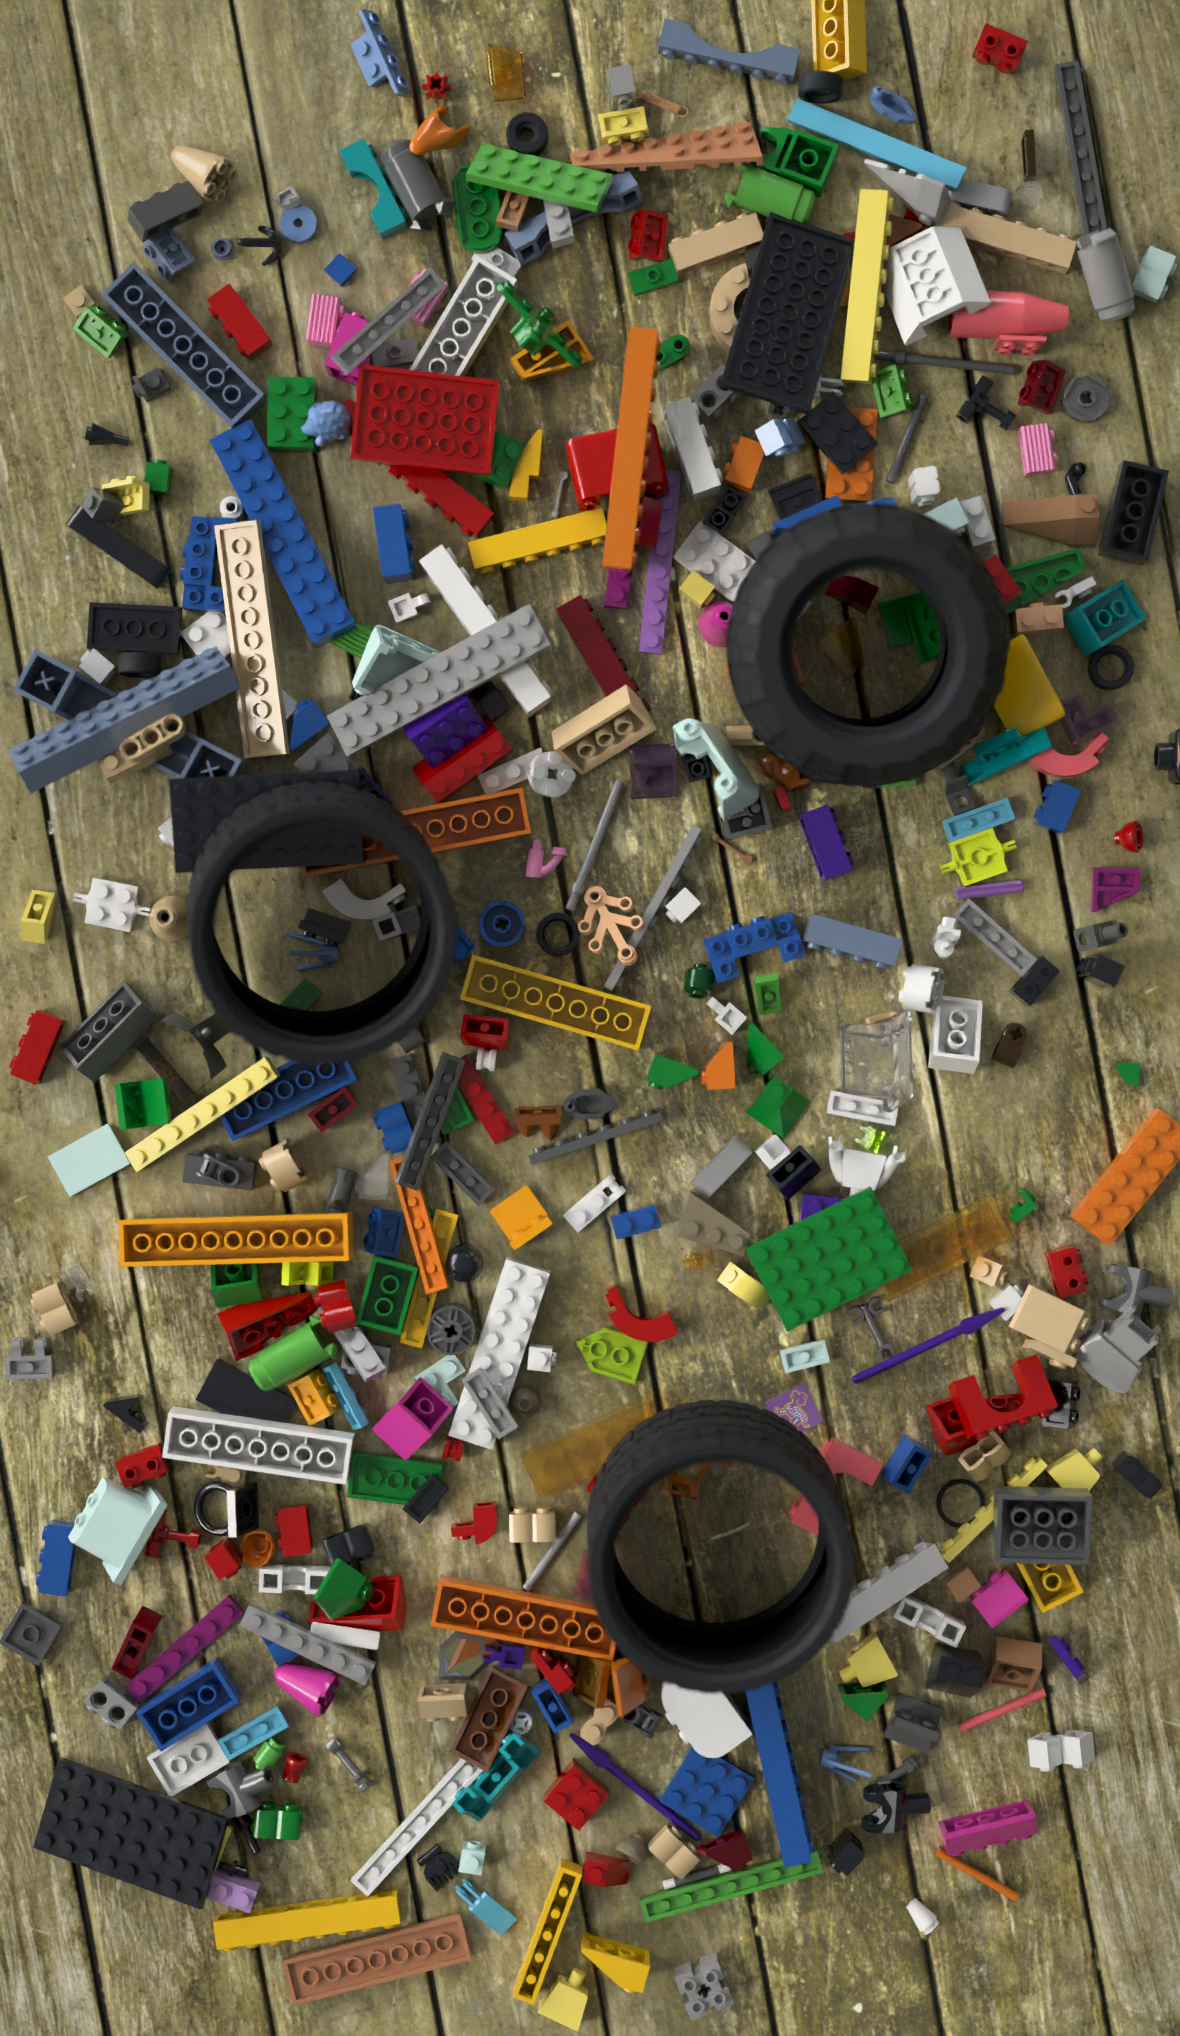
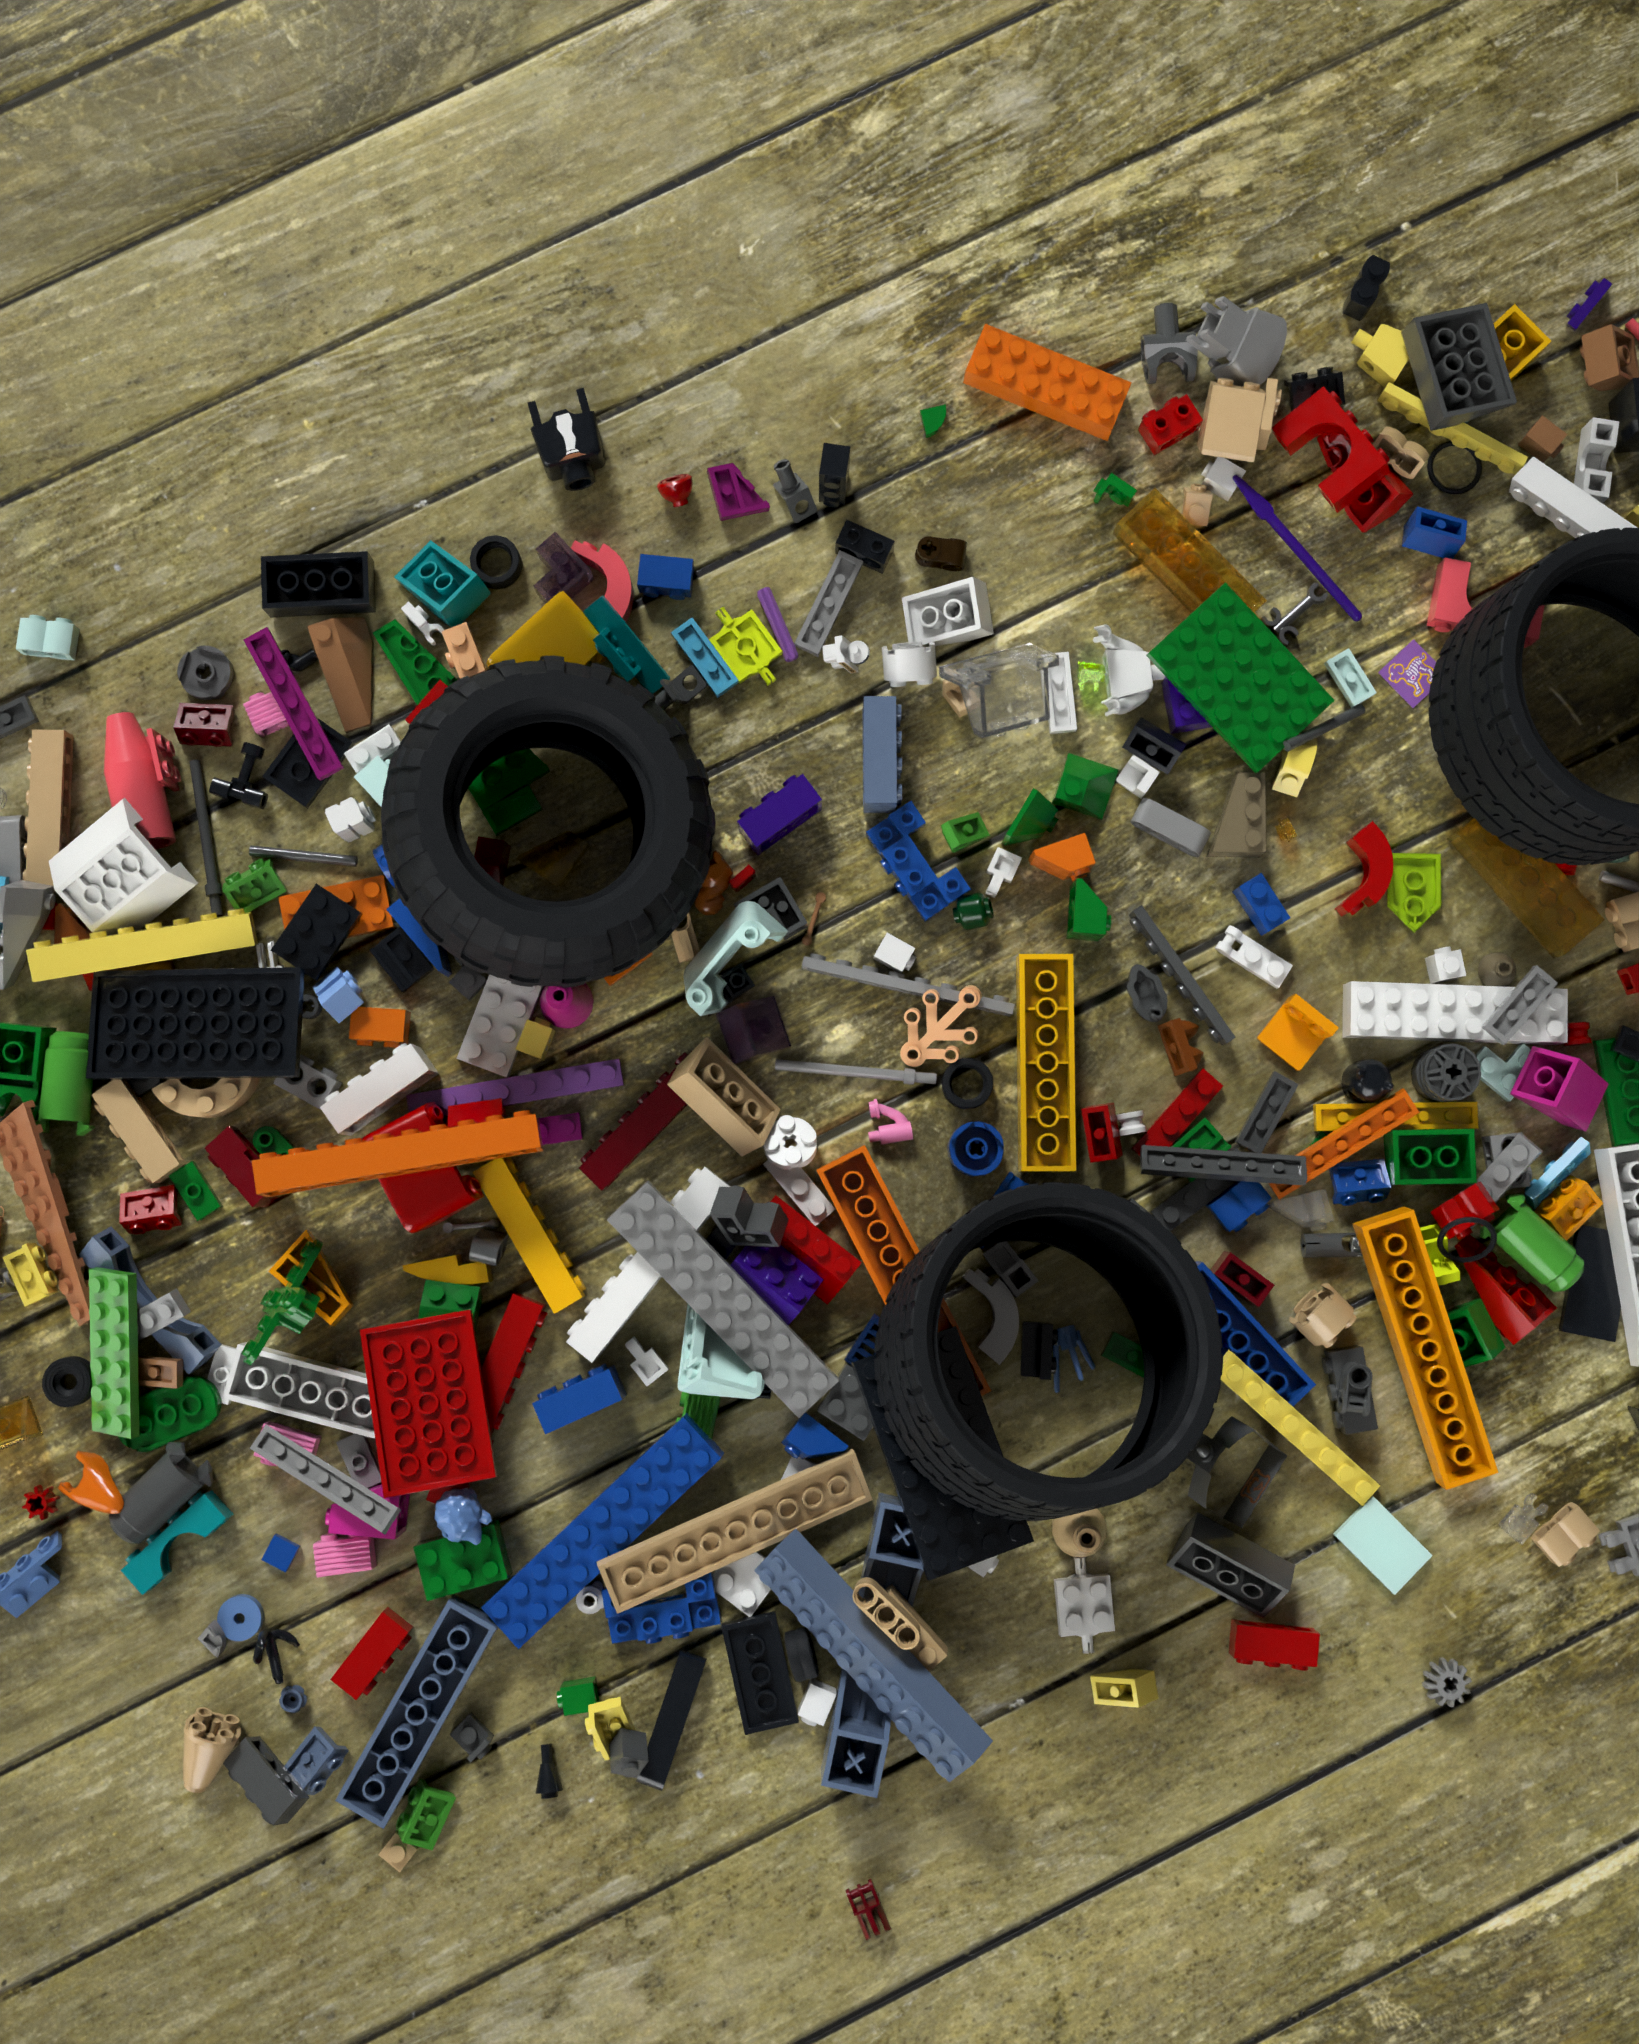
camera: 105 degrees left, 5 degrees down
(142, 1103) = (1302, 1501): green bracket -> none
(328, 1300) = (1465, 1220): none -> black tyre
(495, 718) = (748, 1222): none -> dark grey brick
(537, 503) = (488, 1247): none -> dark grey beam
(669, 318) = (234, 1156): none -> dark red wedge
(724, 510) = (437, 1034): black slope -> none
(767, 1317) = (1324, 727): none -> dark grey bar
(986, 465) = (293, 772): none -> black plate
(998, 1597) = (1549, 392): dark pink slope -> none
(1034, 464) = (293, 703): none -> magenta plate
(1106, 275) = (60, 686): light grey piece -> none

